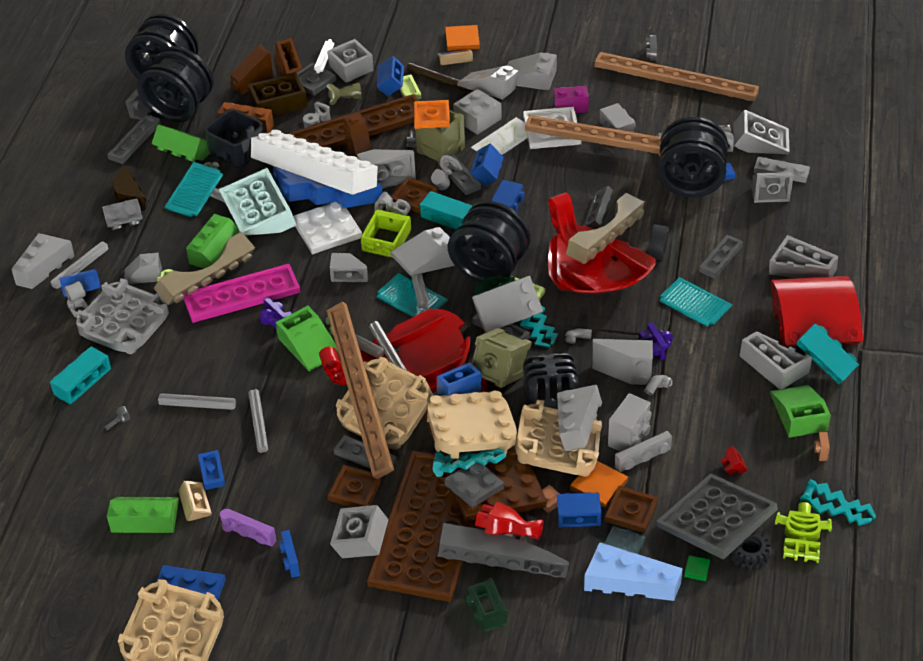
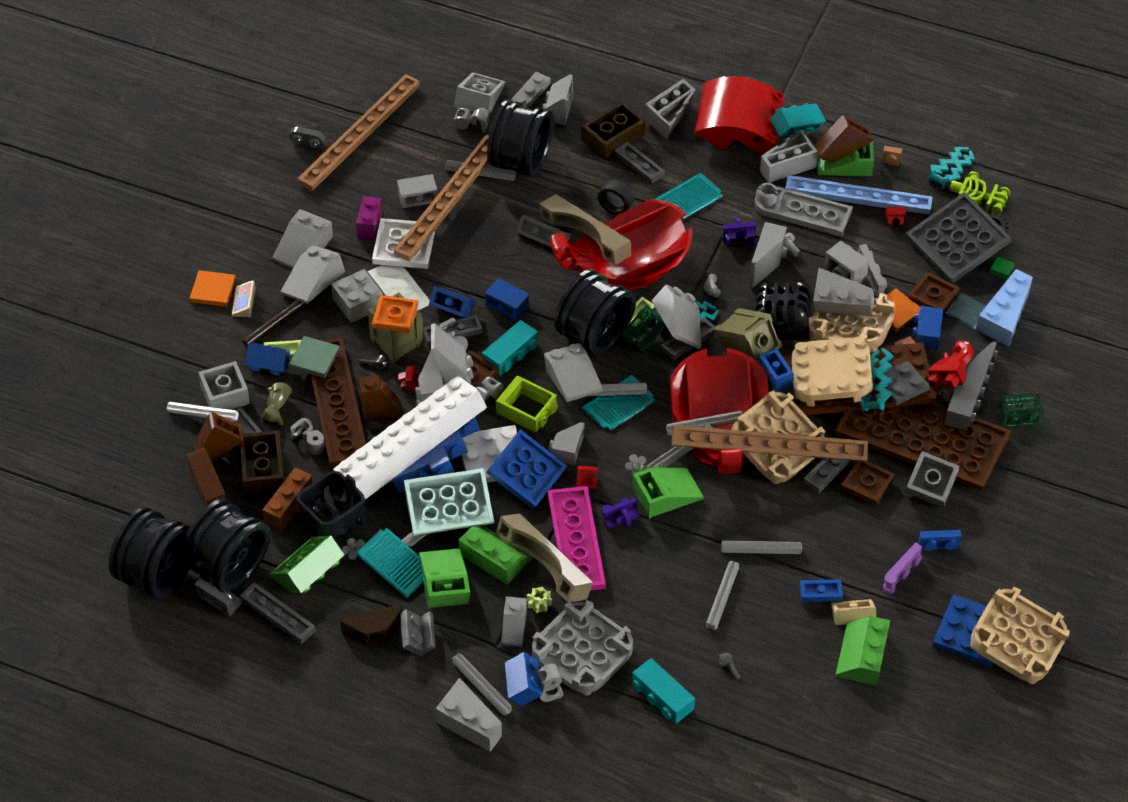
camera: 80 degrees left, 5 degrees up
(179, 216) = (444, 578): none -> bright green slope
(306, 243) = (526, 469): none -> blue plate
(313, 287) = (587, 476): none -> red tile
(397, 99) = (314, 357): none -> sand green tile
(399, 159) = (450, 356): none -> light grey slope
(710, 386) = (802, 209): none -> light grey plate
(751, 225) = (613, 129): none -> dark brown brick
(752, 430) = (860, 194): none -> light blue plate
(806, 387) = (843, 139): none -> reddish brown slope

